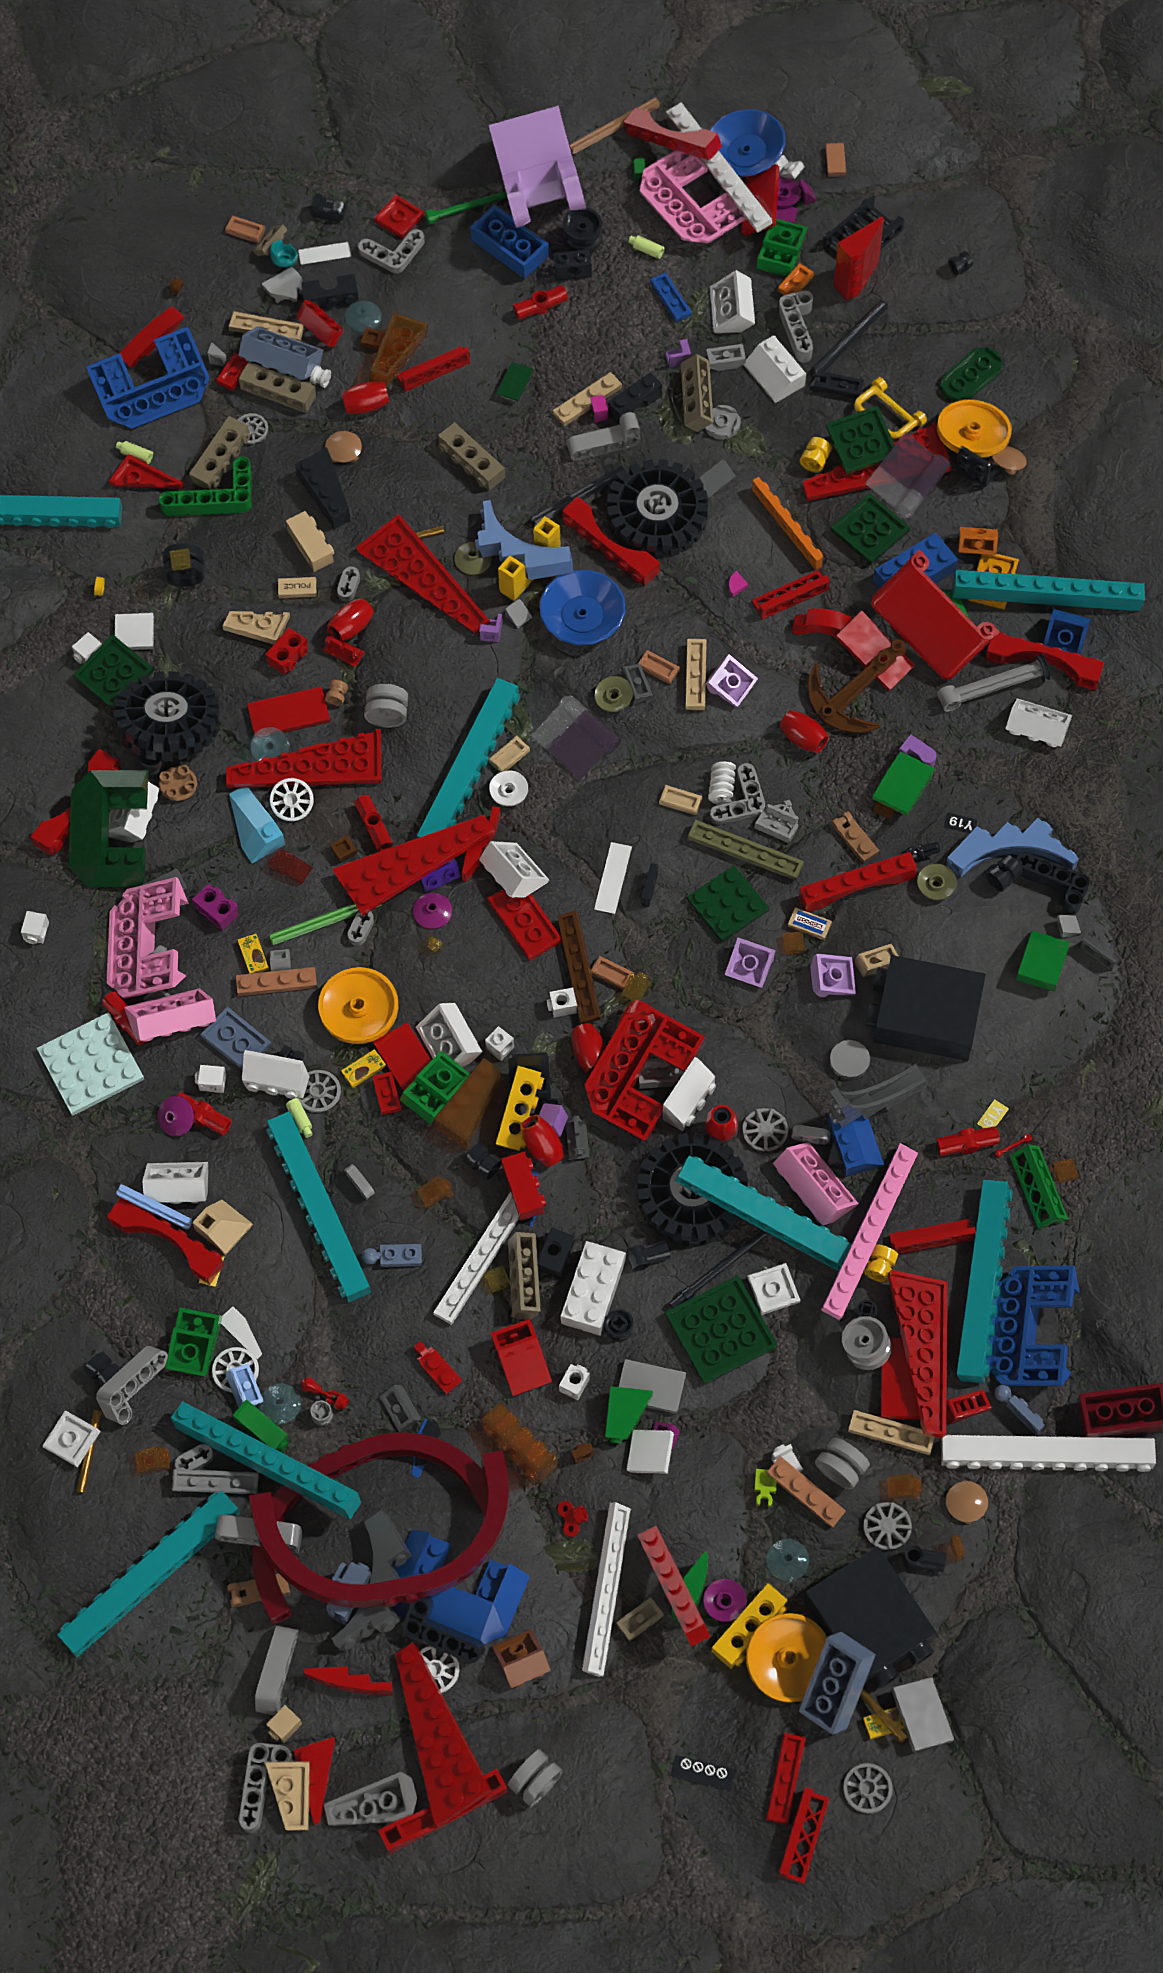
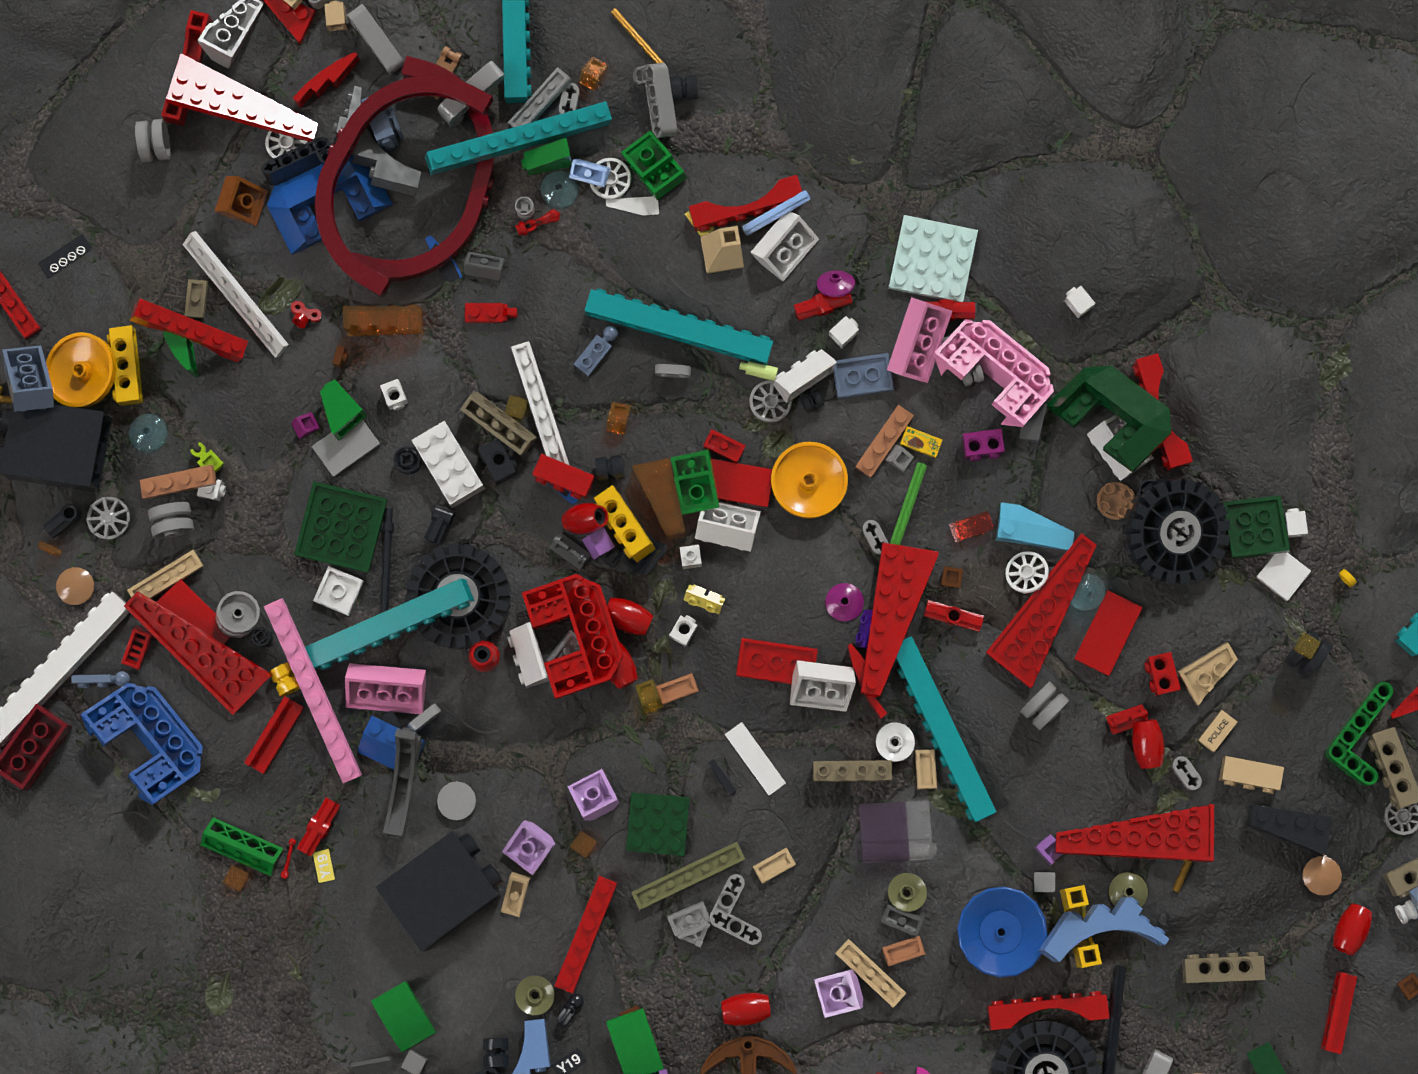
camera: 135 degrees right, 15 degrees up
(71, 1438) = (655, 31): white tile -> none
(336, 692) = (1092, 681): medium nougat wheel -> none
(363, 1068) = (759, 447): yellow tile -> none
(397, 347) = (1382, 997): clear orange wedge -> none
(434, 944) = (814, 578): clear yellow plate -> none
(521, 1001) = (695, 596): none -> light yellow hinge
(521, 1357) = (443, 372): red slope -> none
(559, 799) = (852, 771): none -> dark tan brick
(579, 967) = (701, 667): reddish brown plate -> none
(650, 1451) = (299, 402): white tile -> none
(721, 782) = (758, 907): white piece -> none
(727, 1590) = (150, 358): magenta dish -> none
(765, 1129) = (458, 691): light grey wheel -> none
(809, 923) = (587, 870): tile -> none
(855, 837) = (626, 969): medium nougat plate -> none
(904, 1486) = (121, 552): clear orange bracket -> none
(984, 1281) = (209, 740): teal brick -> none

